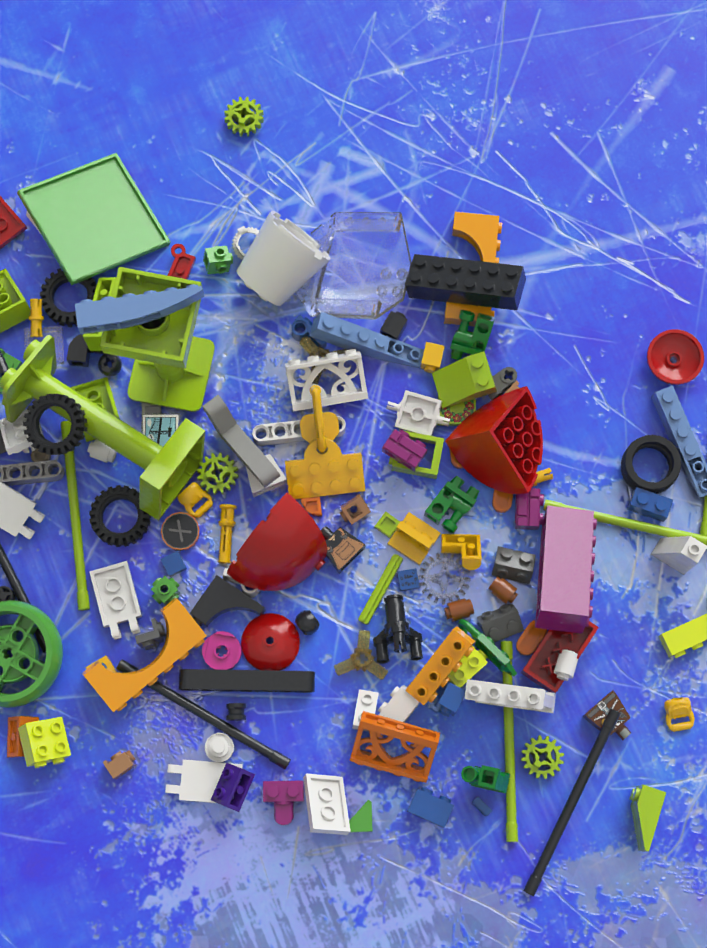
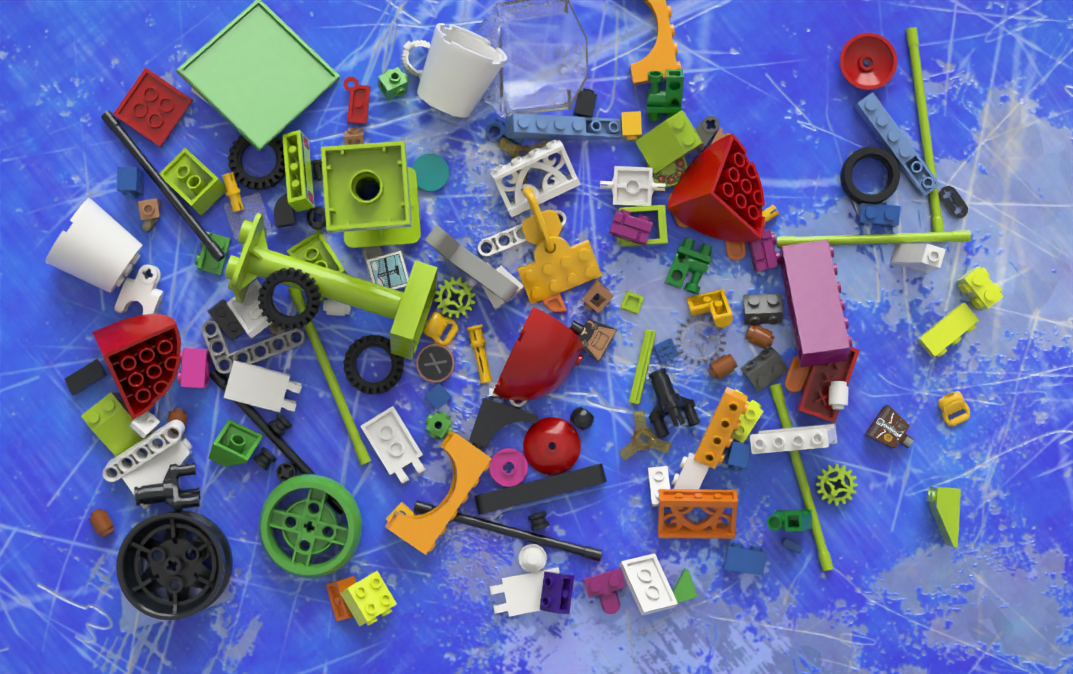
camera: 15 degrees left, 10 degrees up
(12, 548) = (280, 424): none -> black wheel
(120, 764) = (444, 598): medium nougat brick -> none
(133, 309) = (347, 188): medium blue slope -> none
(150, 639) = (438, 477): dark grey bracket -> none
(229, 351) = (431, 172): none -> teal tile
(413, 538) = (661, 309): yellow bracket -> none
(465, 282) = (645, 42): black brick -> none
(487, 645) = (758, 394): green plate -> none
(536, 877) = (858, 596): black piece -> none

